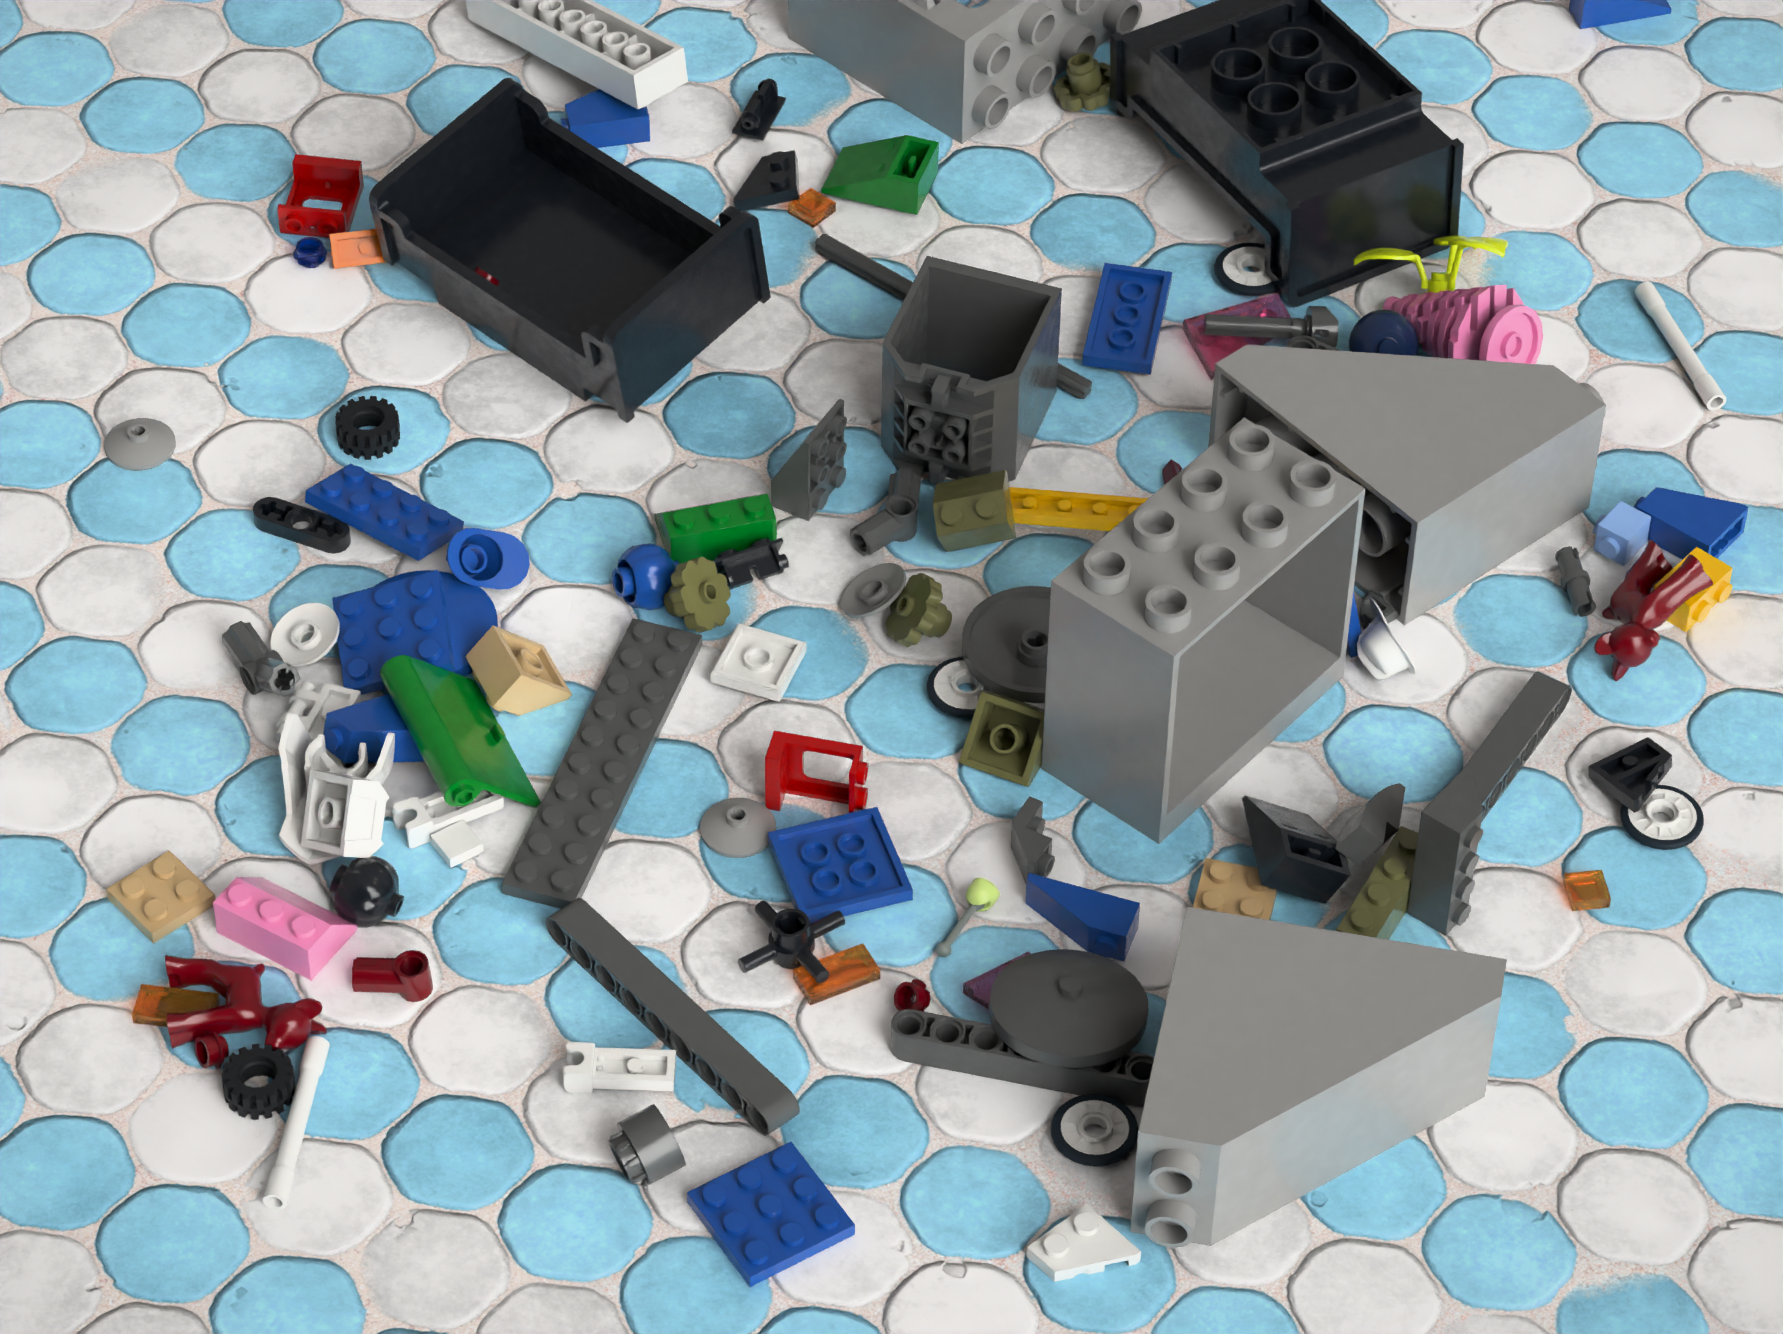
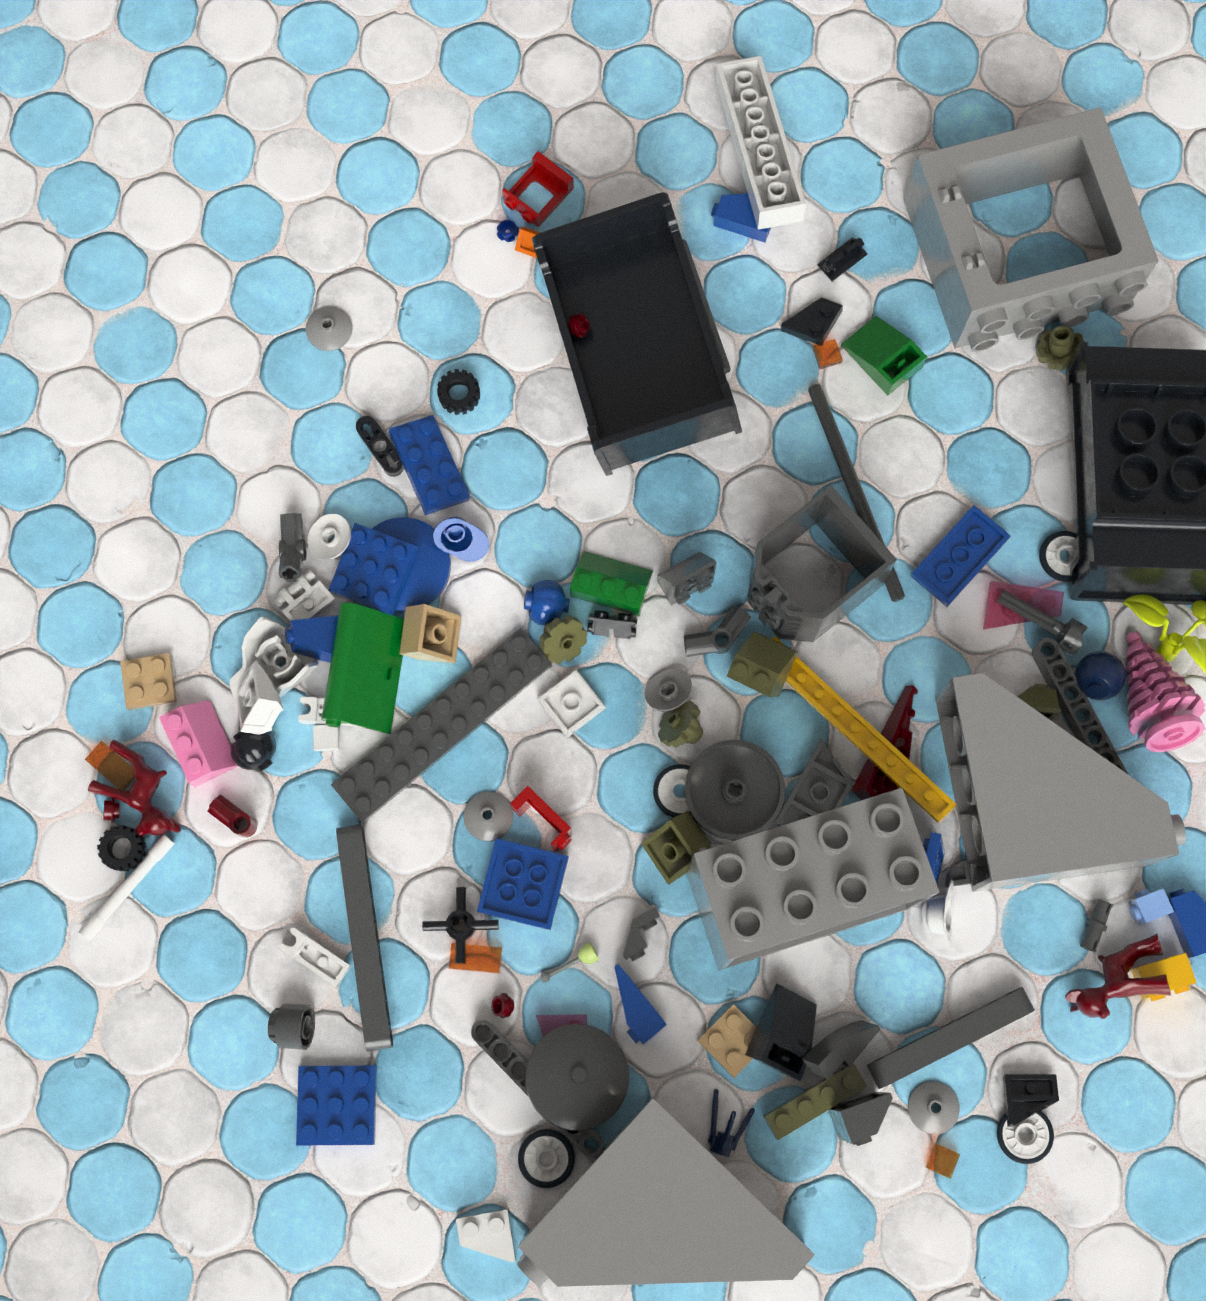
camera: 35 degrees right, 30 degrees up
(1533, 848) = (920, 1107): none -> light grey dish

